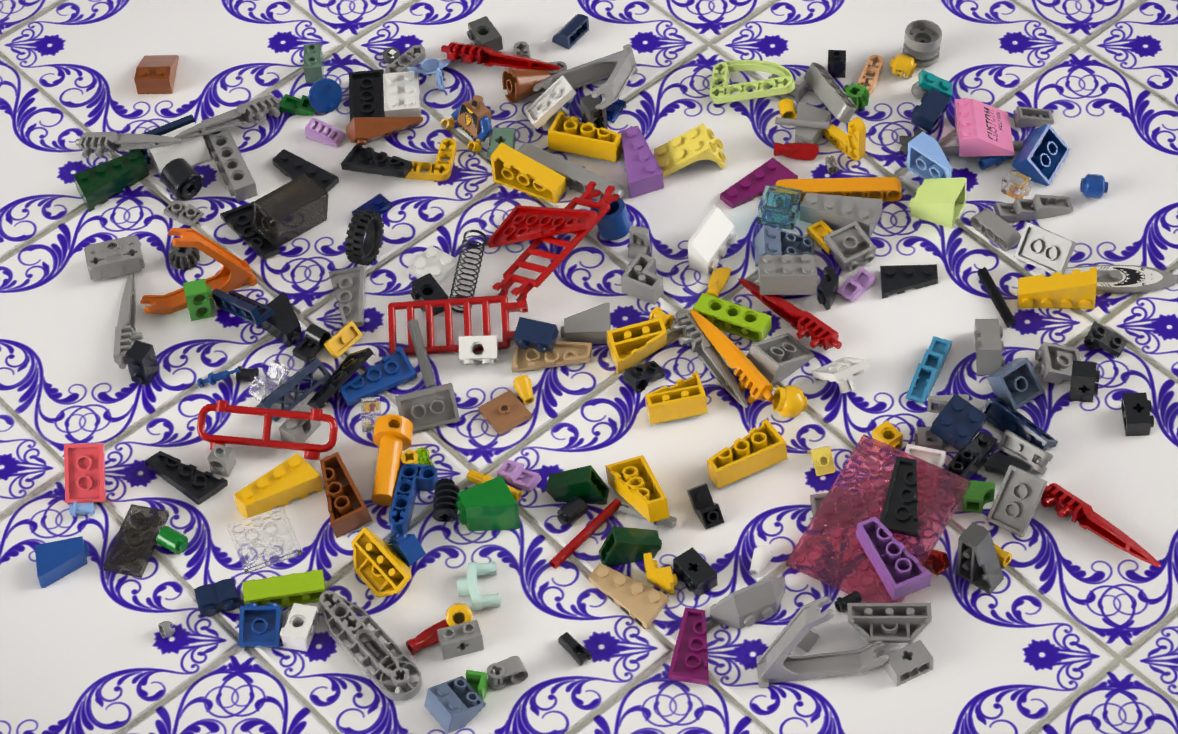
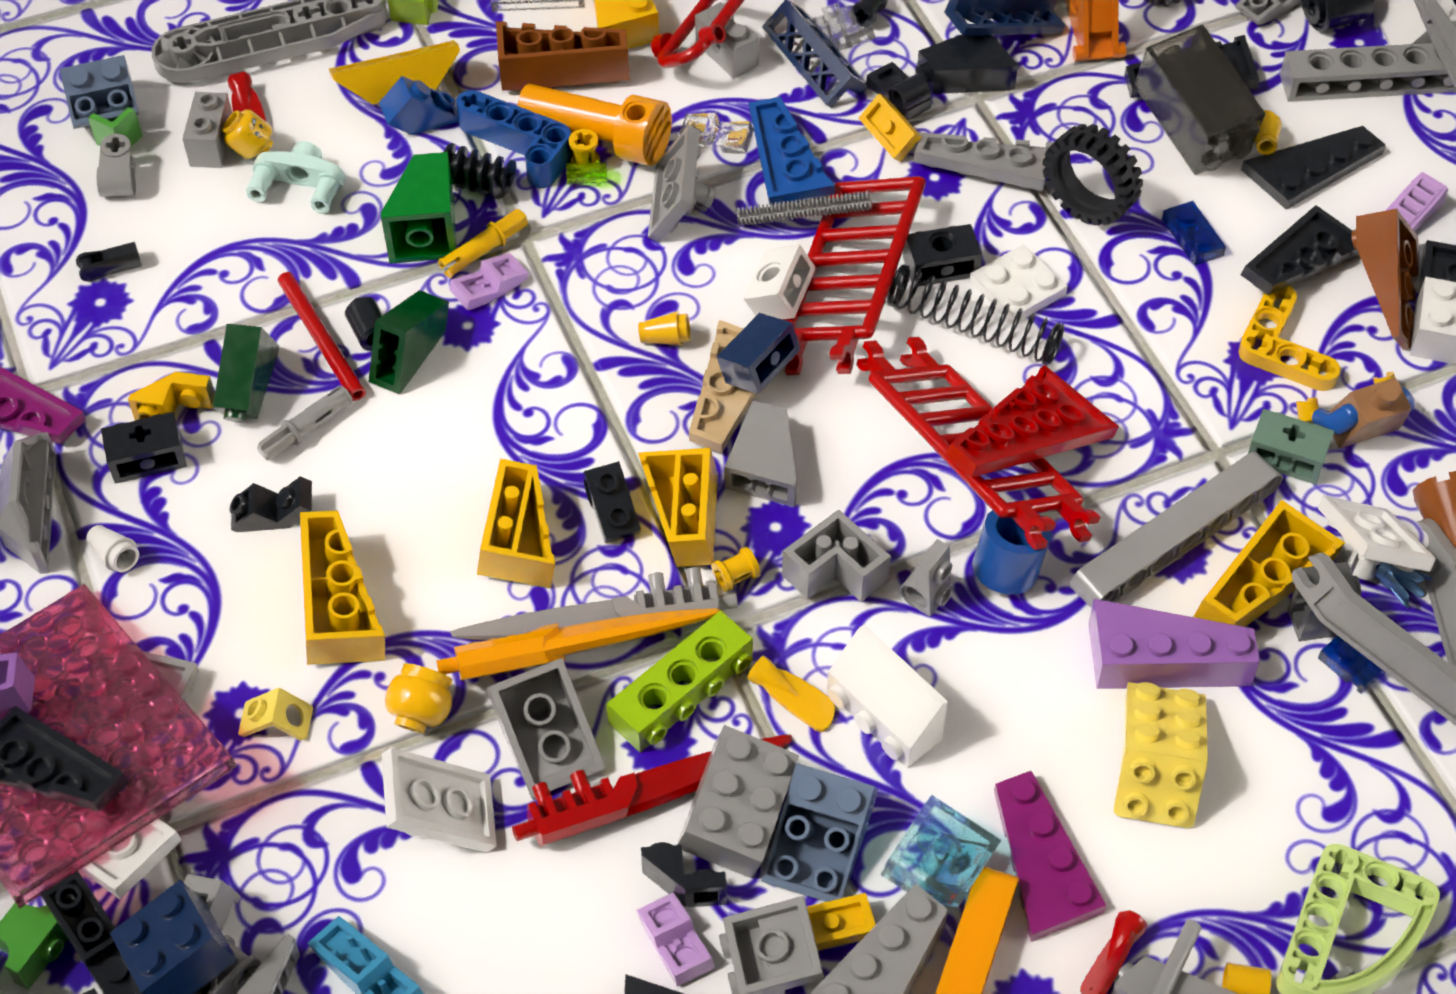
camera: 105 degrees right, 5 degrees up
(339, 377) = (804, 102): black wing -> none
(505, 412) = (632, 296): medium nougat plate -> none
(526, 174) = (1190, 454): yellow wedge -> none
(635, 597) = (157, 357): tan wing -> none
(639, 487) = (337, 405): yellow wedge -> none
(888, 434) = (260, 850): yellow brick -> none

